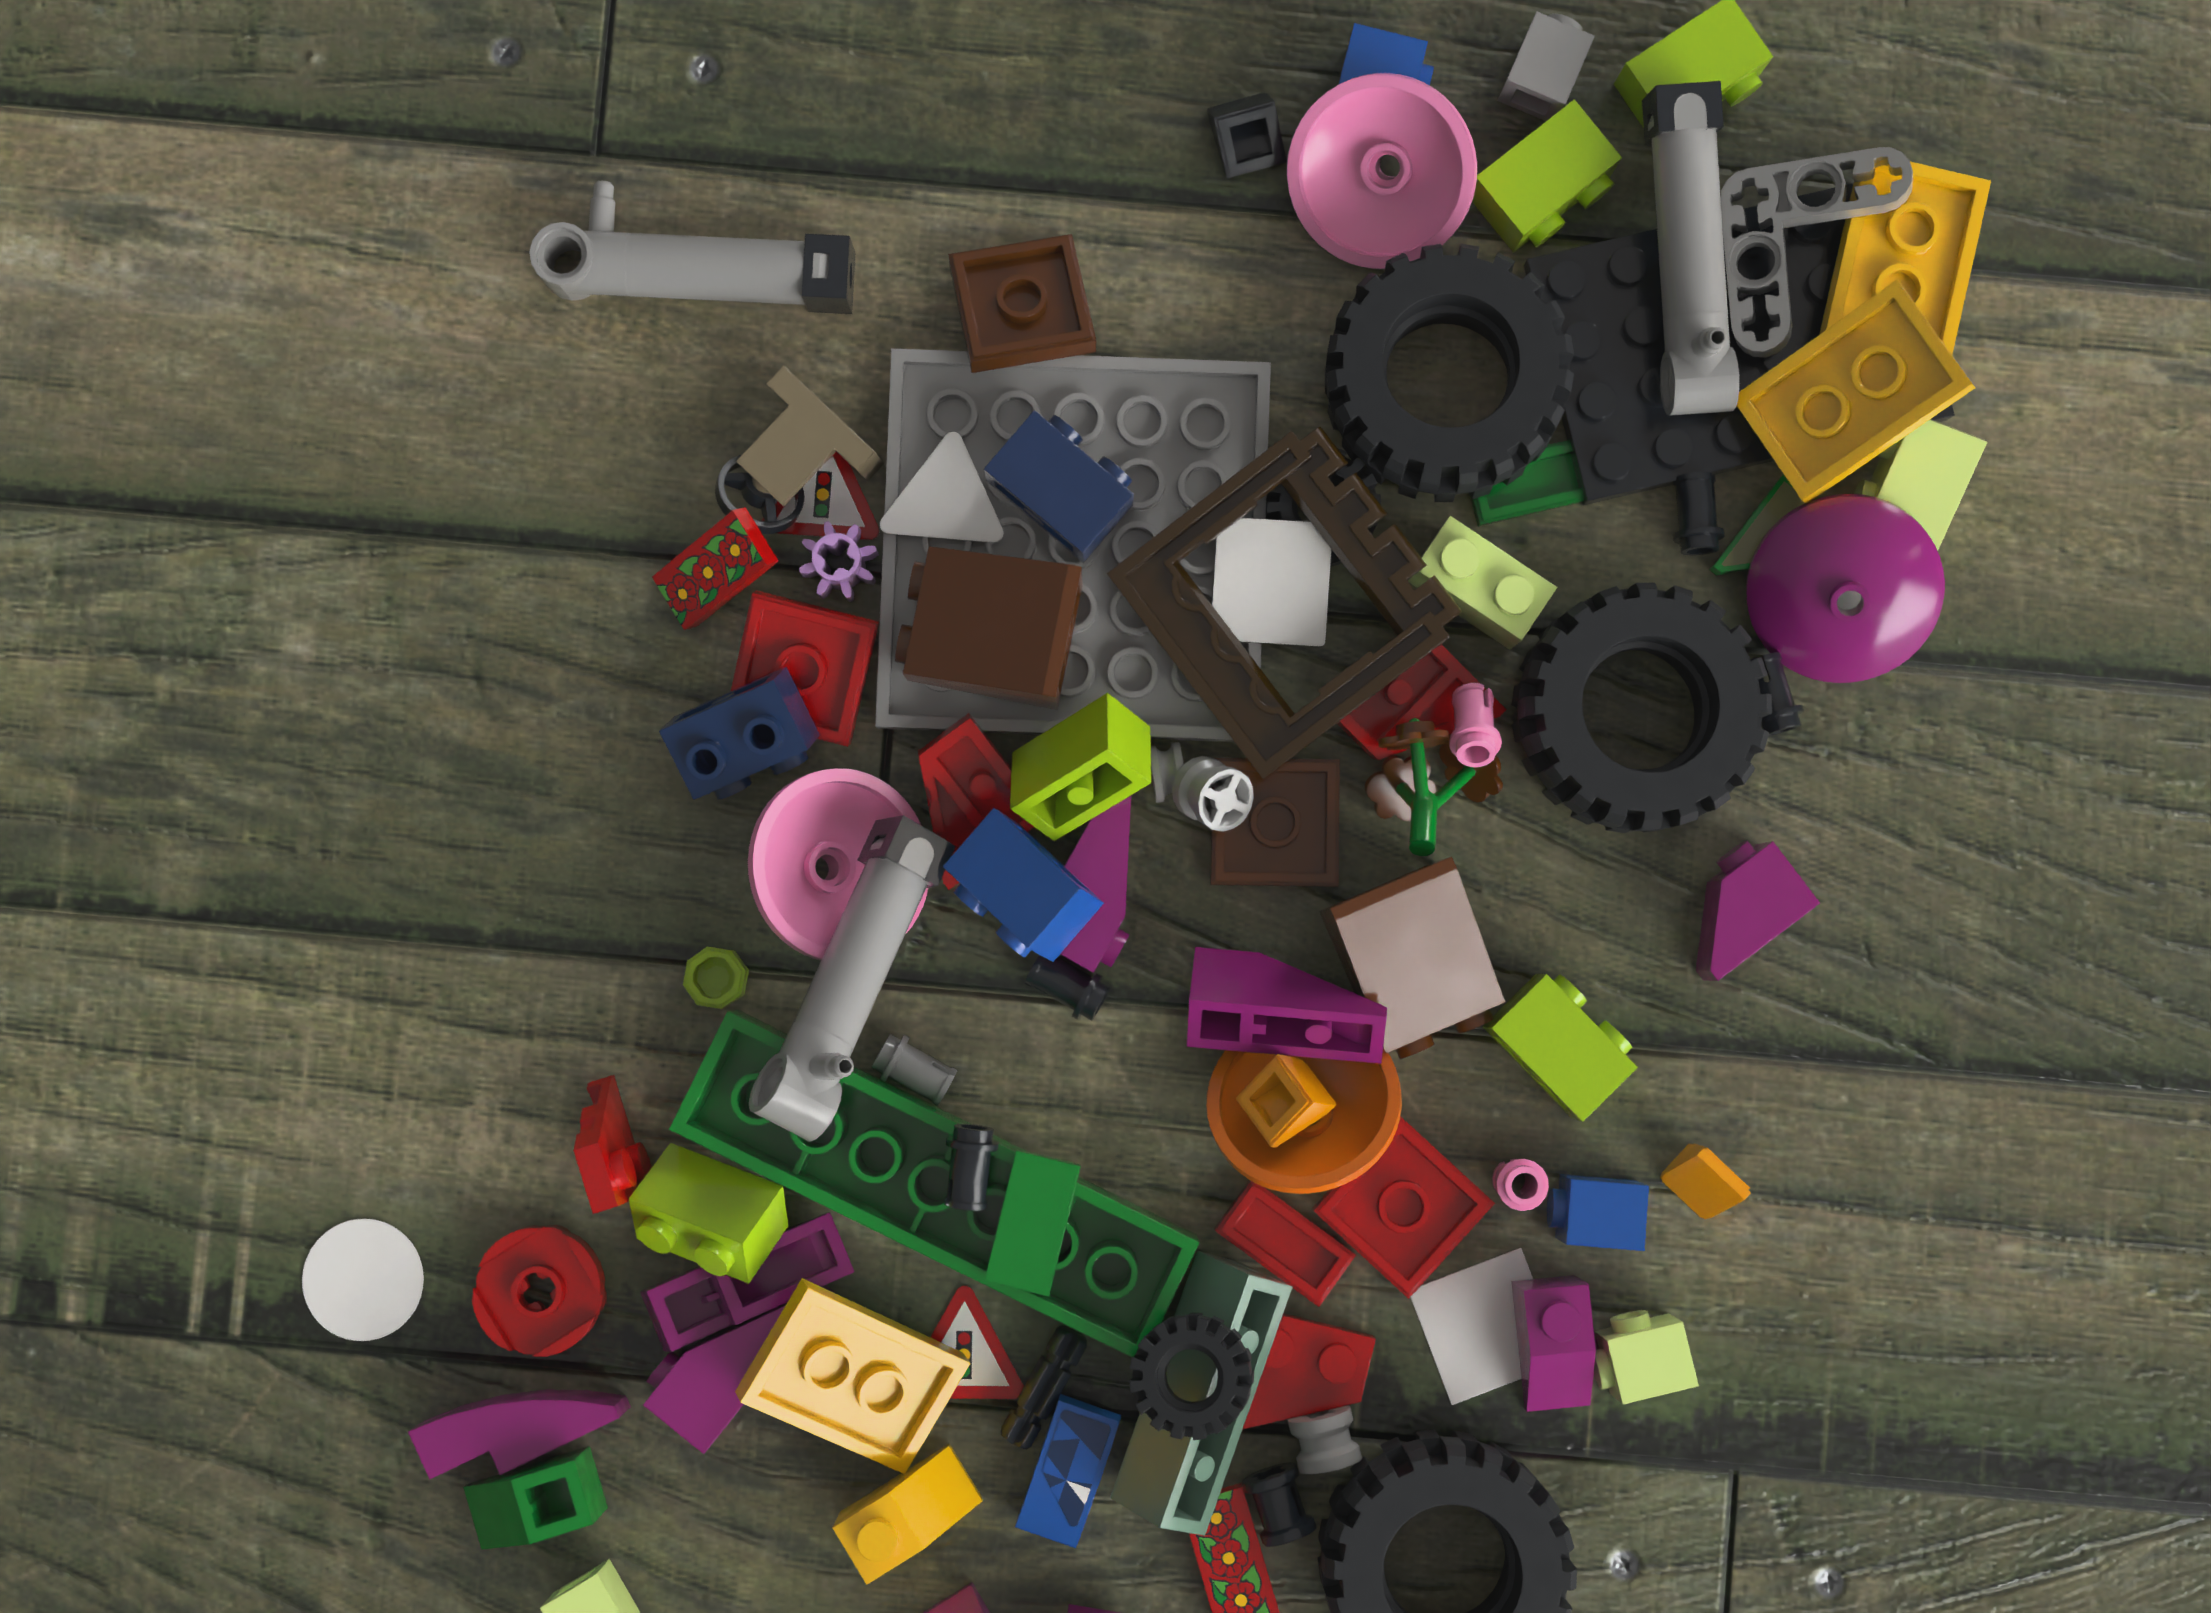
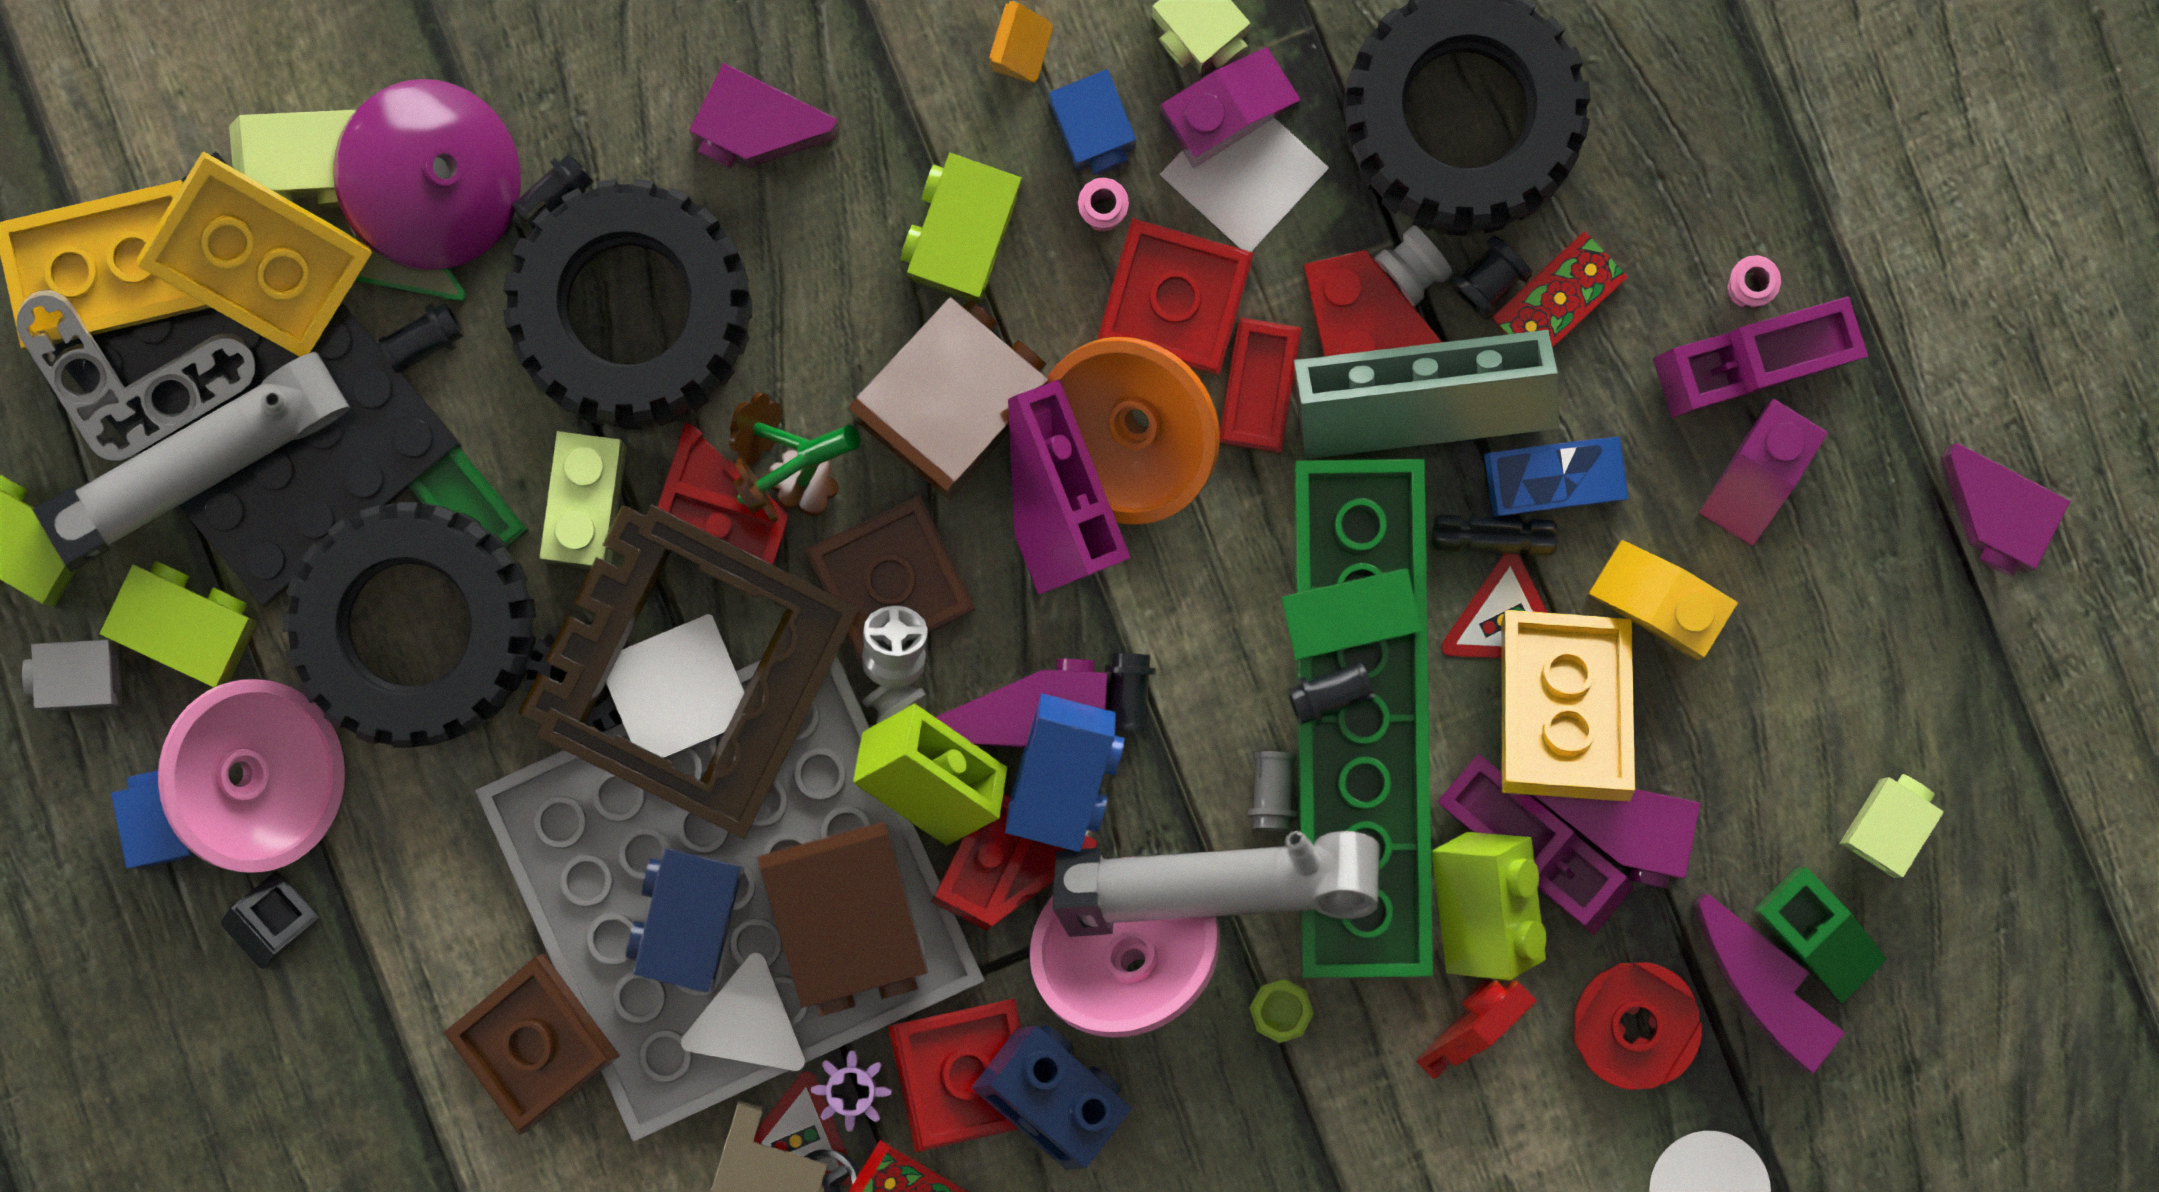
camera: 115 degrees left, 0 degrees up
(1165, 1407) = (1412, 450): black tyre -> none
(1285, 1099) = (1133, 448): light orange slope -> none
(1474, 737) = (728, 438): bright pink pin -> none

